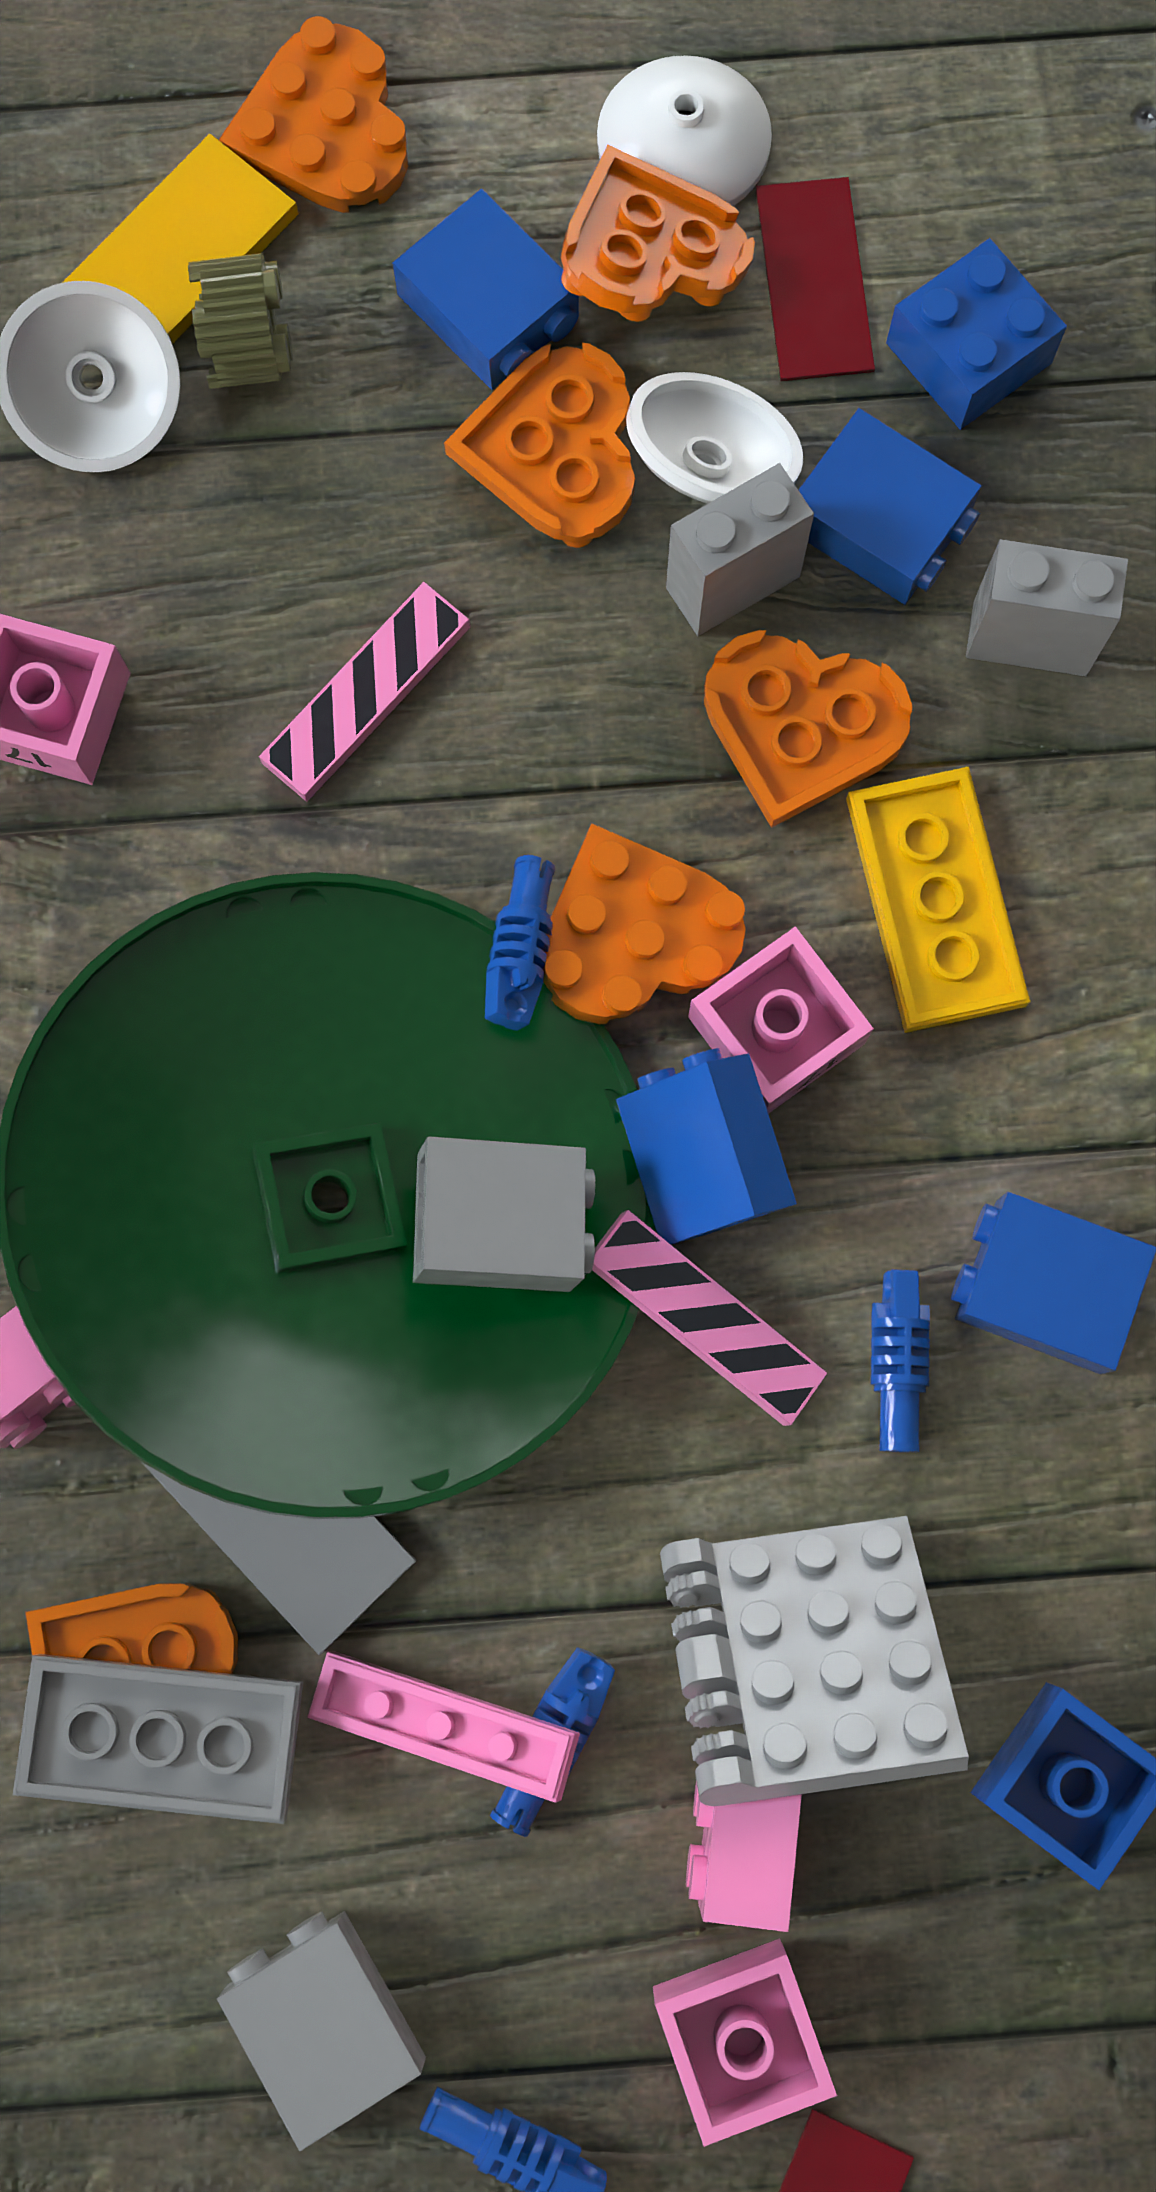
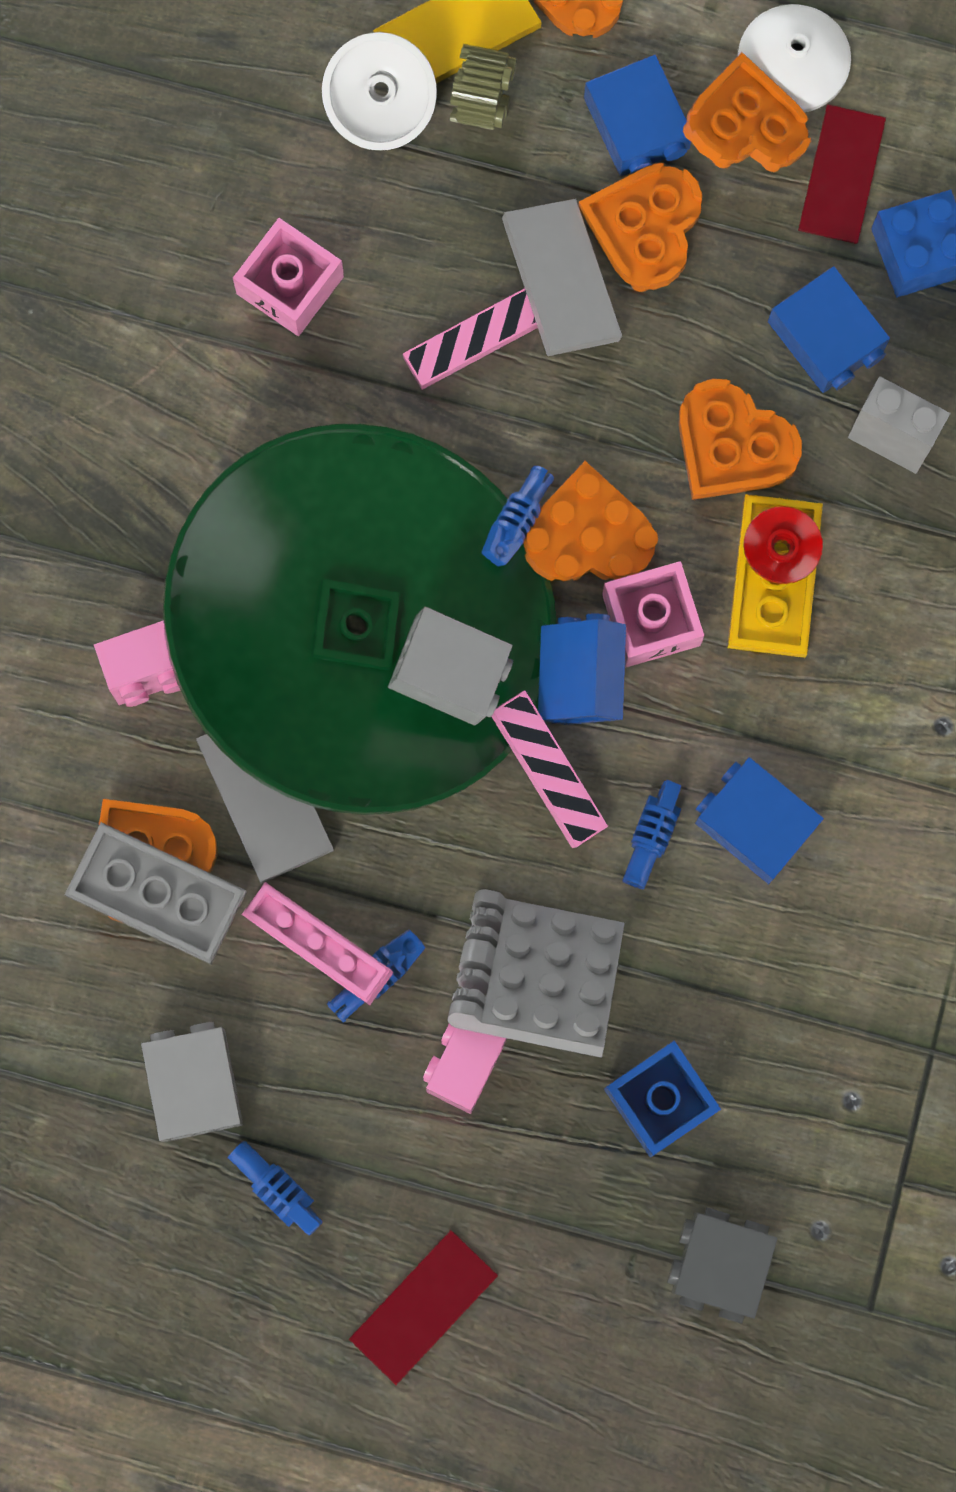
camera: 15 degrees right, 0 degrees up
(458, 562) = (561, 277): none -> light grey tile
(709, 434) = (740, 255): white dish -> none
(738, 549) = (728, 328): light grey brick -> none
(742, 2042) = (424, 1170): bright pink brick -> none
(946, 821) = (787, 527): none -> red dish

